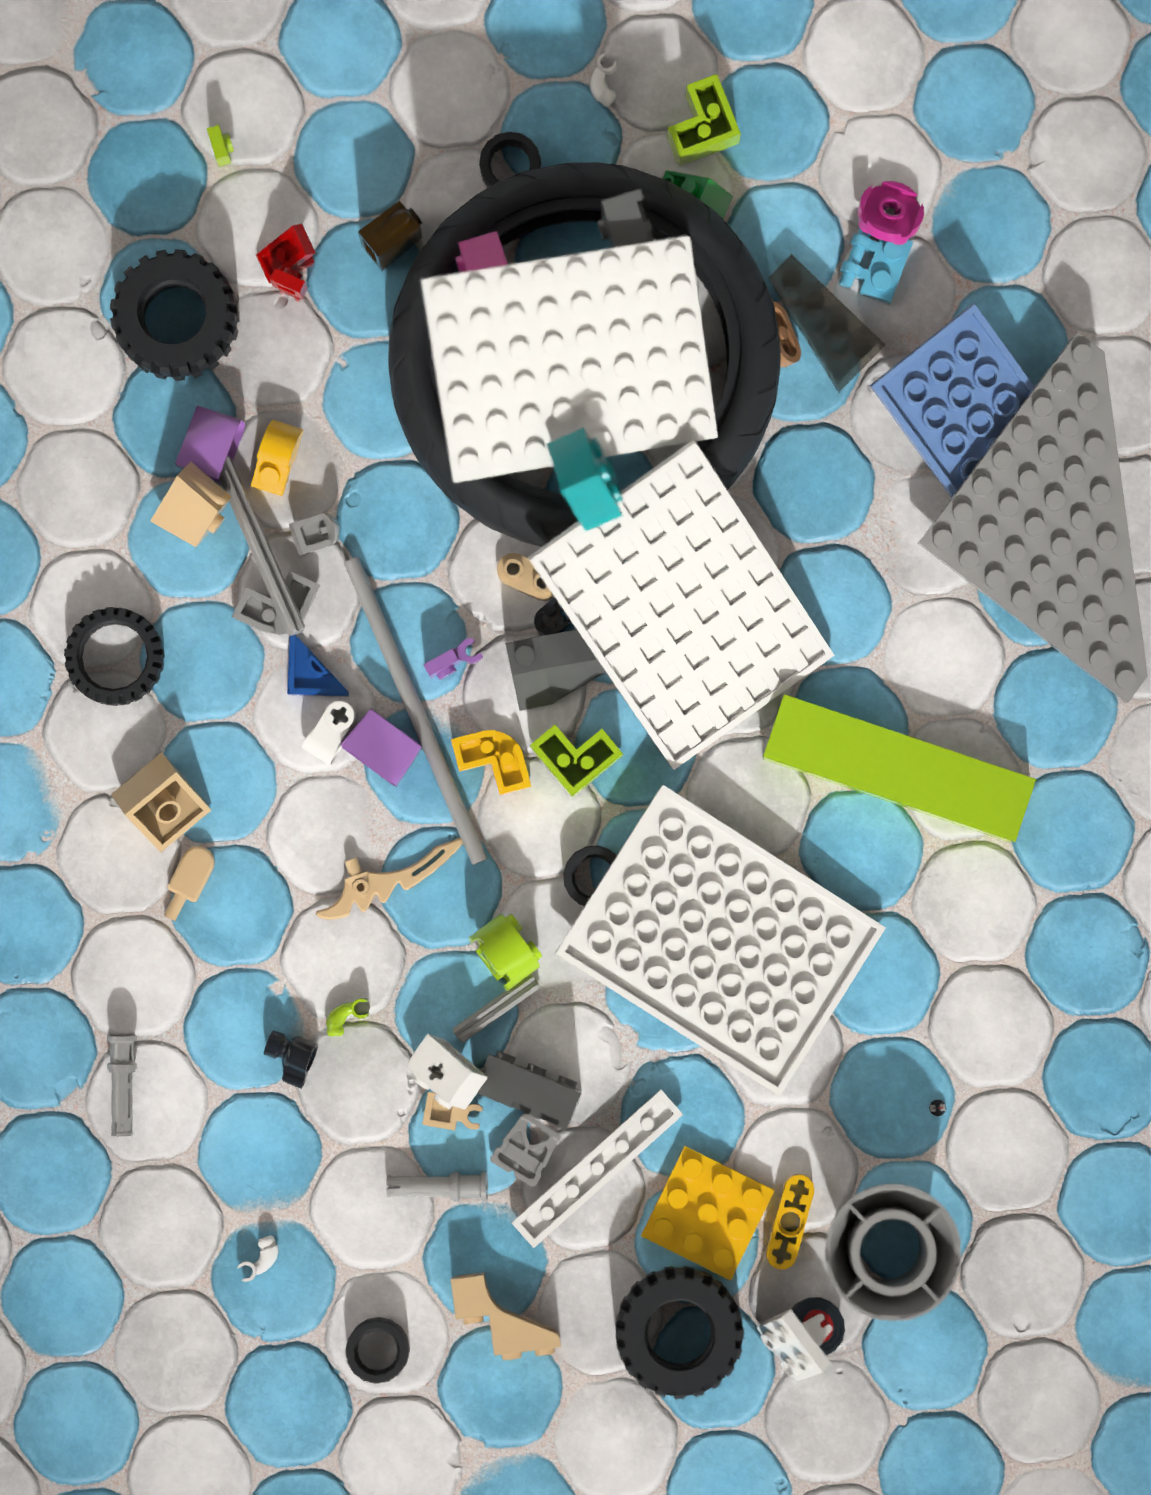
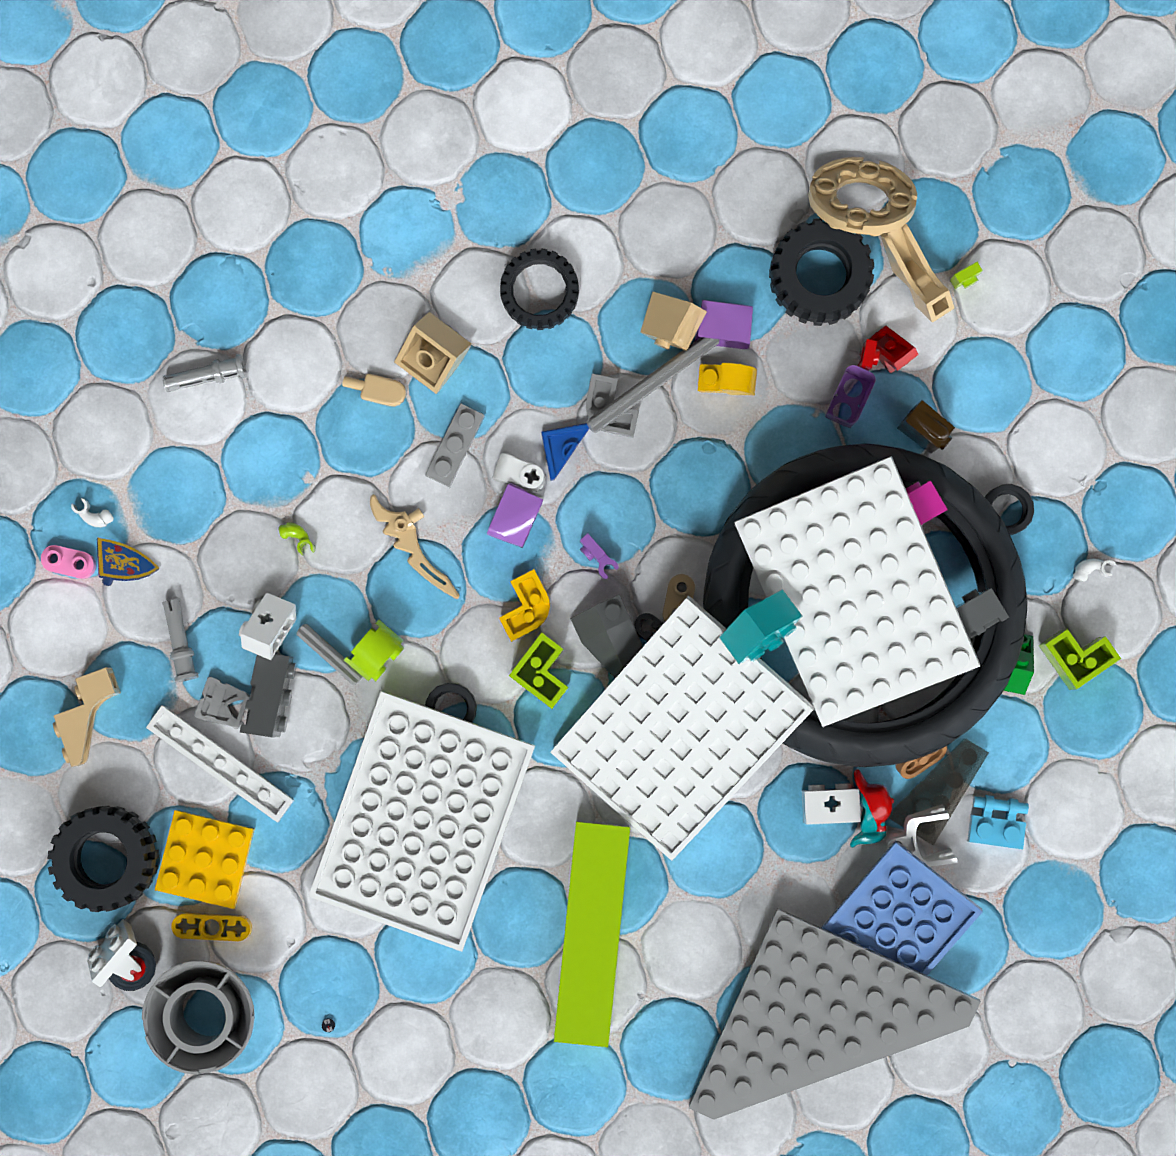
camera: 75 degrees right, 0 degrees up
(77, 212) = (843, 171): none -> tan plate
(198, 205) = (913, 269): none -> tan arch
(279, 801) = (455, 445): none -> light grey plate
(296, 1054) = (258, 505): black piece -> none
(311, 1301) = (67, 562): none -> bright pink plate
(315, 532) = (674, 423): light grey plate -> none
(320, 291) = (867, 380): none -> medium lavender piece
(327, 1233) = (122, 562): none -> shield
(363, 1371) = (21, 614): black tyre -> none
(415, 710) = (551, 536): light grey piece -> none
(442, 1117) = (231, 628): tan plate -> none
(815, 472) = (845, 811): none -> white brick
(829, 401) = (876, 810): none -> hair
(869, 370) = (908, 837): none -> white piece
(887, 227) = (1029, 825): dark pink plate -> none

